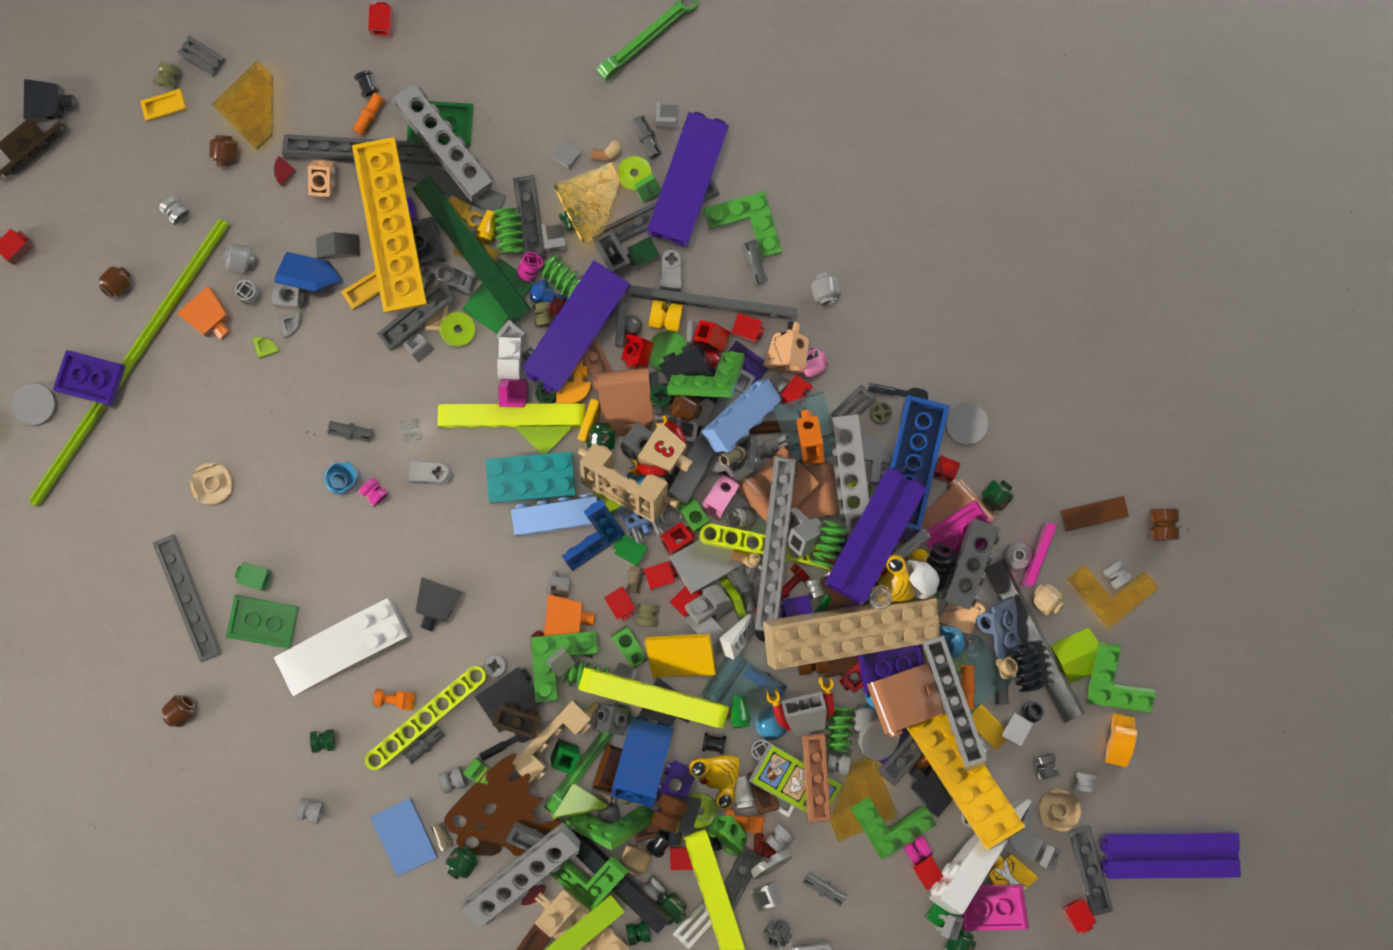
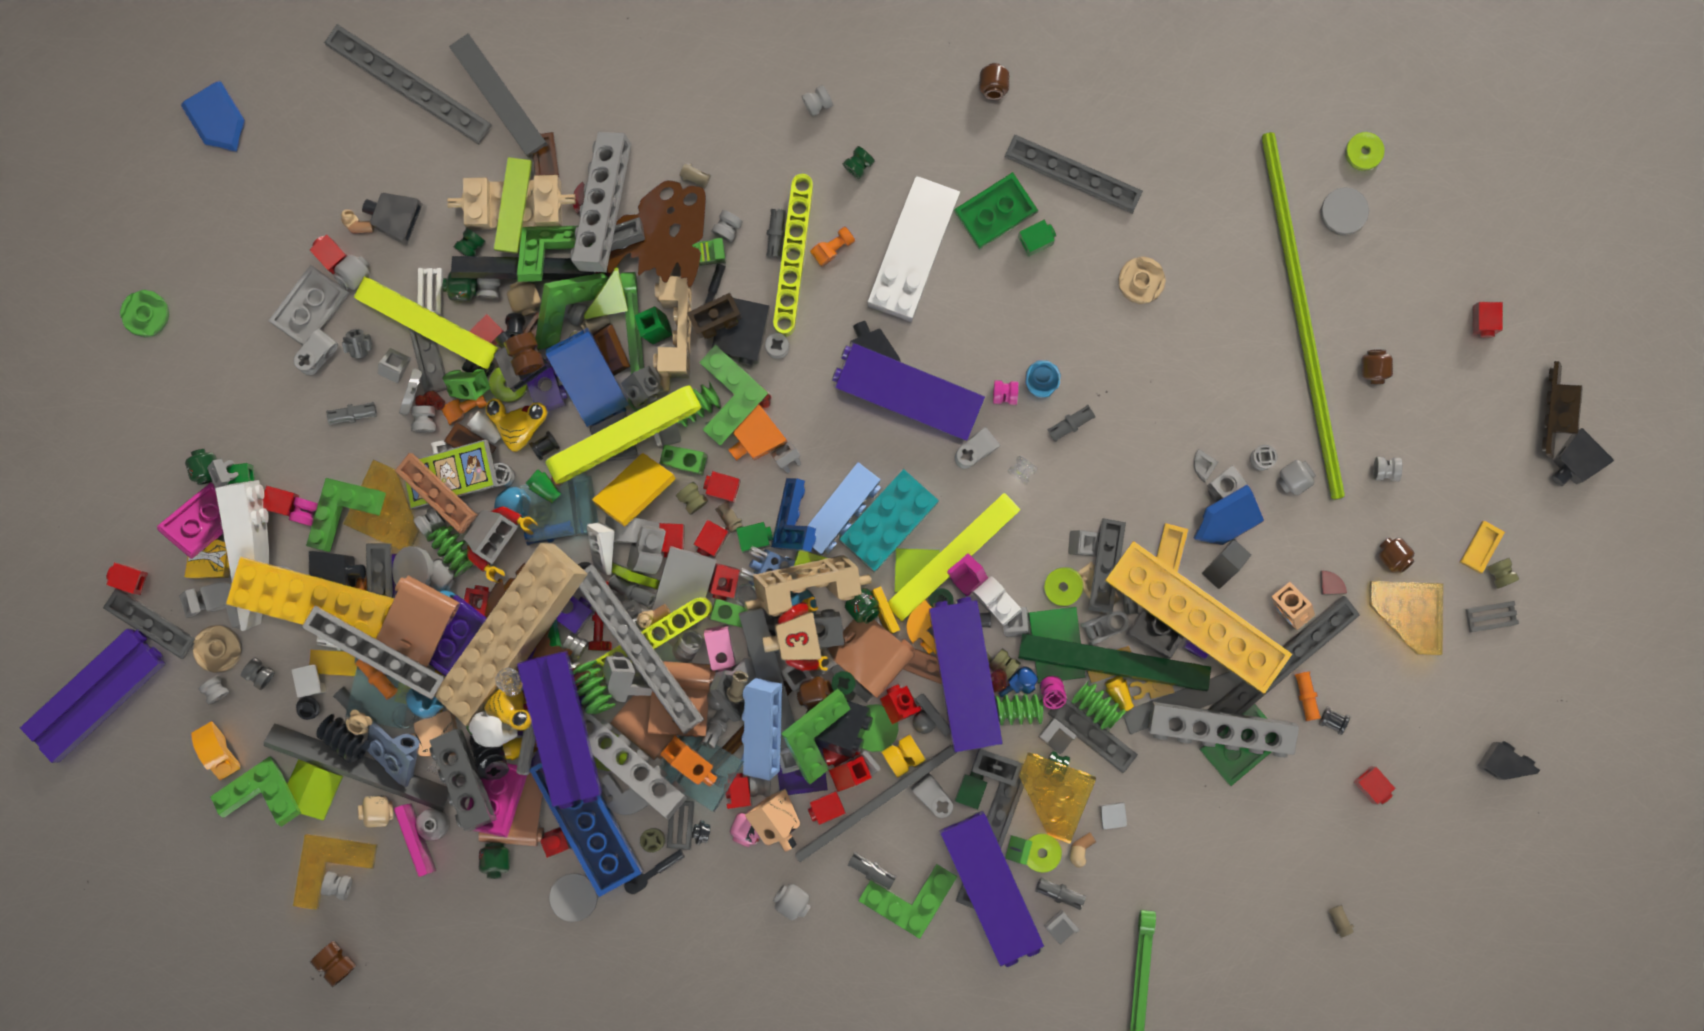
camera: 140 degrees right, 0 degrees up
(89, 378) = (1321, 271): dark purple tile -> none
(206, 314) = (1277, 409): orange torso -> none
(264, 347) = (1206, 427): lime tile -> none
(403, 837) = (724, 148): medium blue tile -> none
(436, 551) = (908, 391): none -> dark purple brick
(461, 862) = (659, 170): dark green head -> none
(560, 662) = (725, 393): light grey slope -> none
(844, 388) = (701, 832): none -> black plate
(1094, 513) = (400, 920): reddish brown tile -> none

